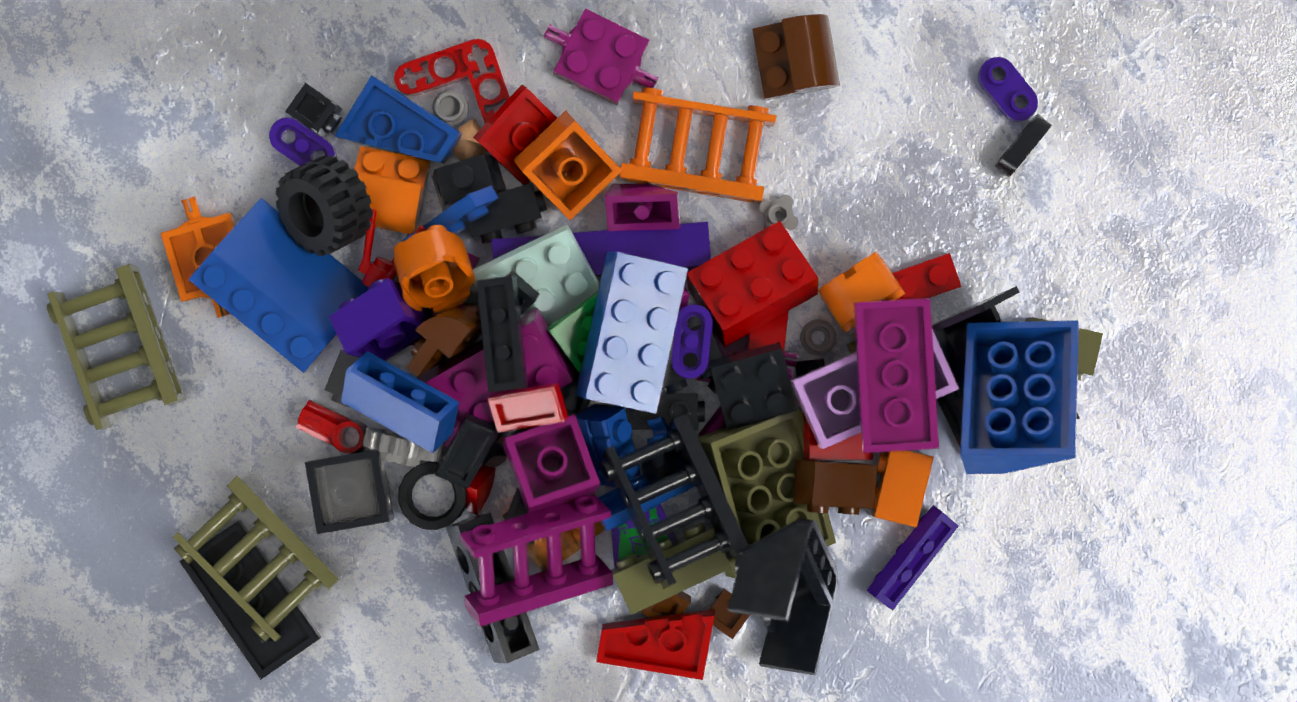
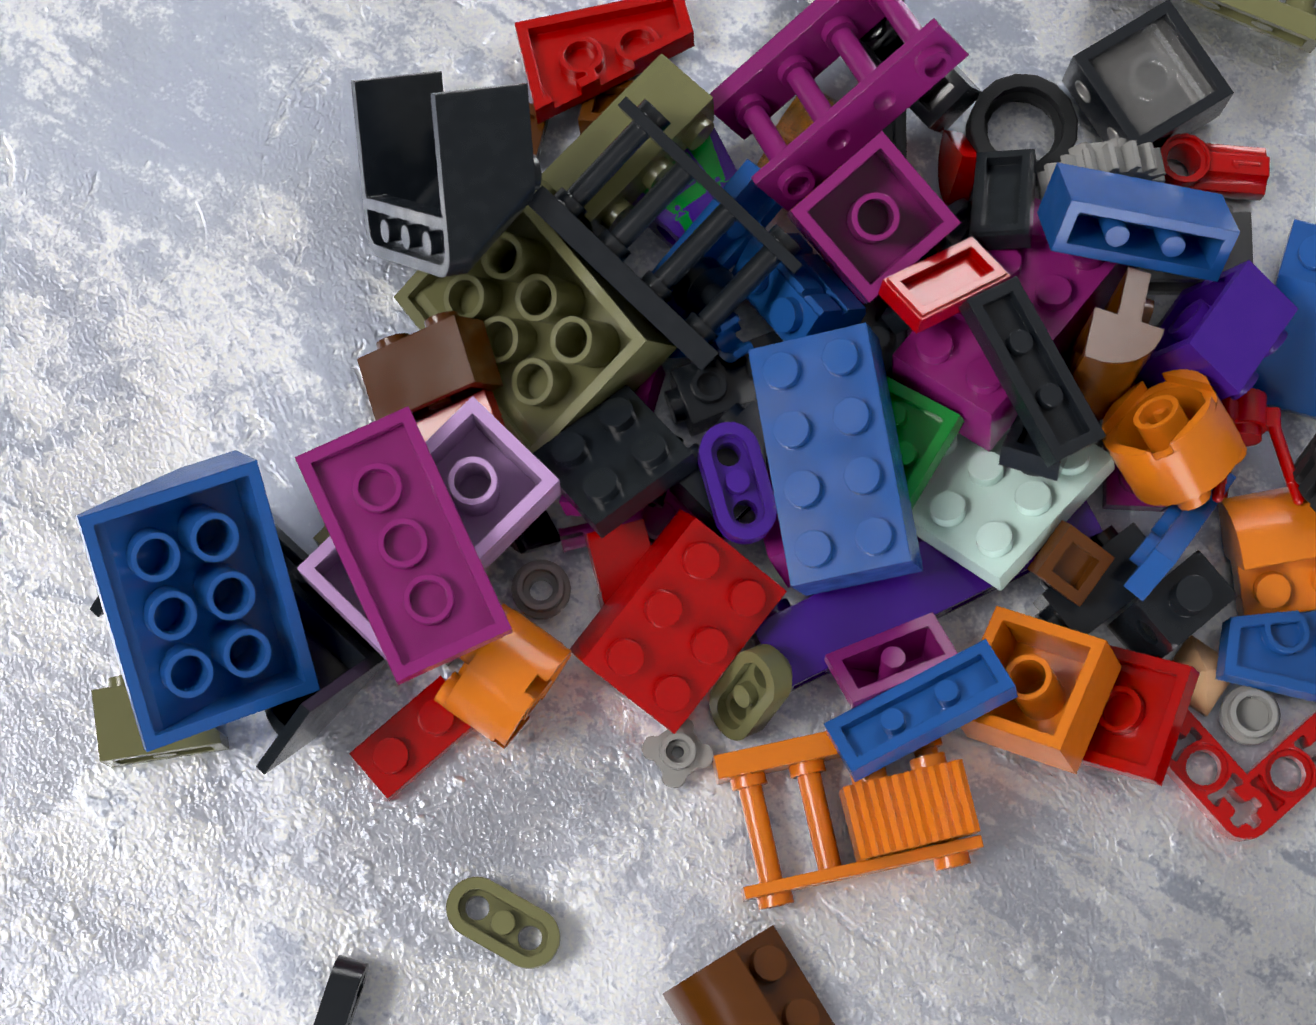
camera: 160 degrees right, 10 degrees down
(520, 225) = (1070, 563): none -> reddish brown plate
(601, 57) = (1053, 889): magenta plate -> none
(640, 175) = (920, 710): none -> blue plate
(667, 127) = (909, 807): none -> orange brick
(726, 228) = (750, 691): none -> olive plate
(901, 486) = (322, 397): orange brick -> none
(912, 557) = (269, 315): dark purple plate -> none
(914, 157) = (503, 923): none -> olive plate

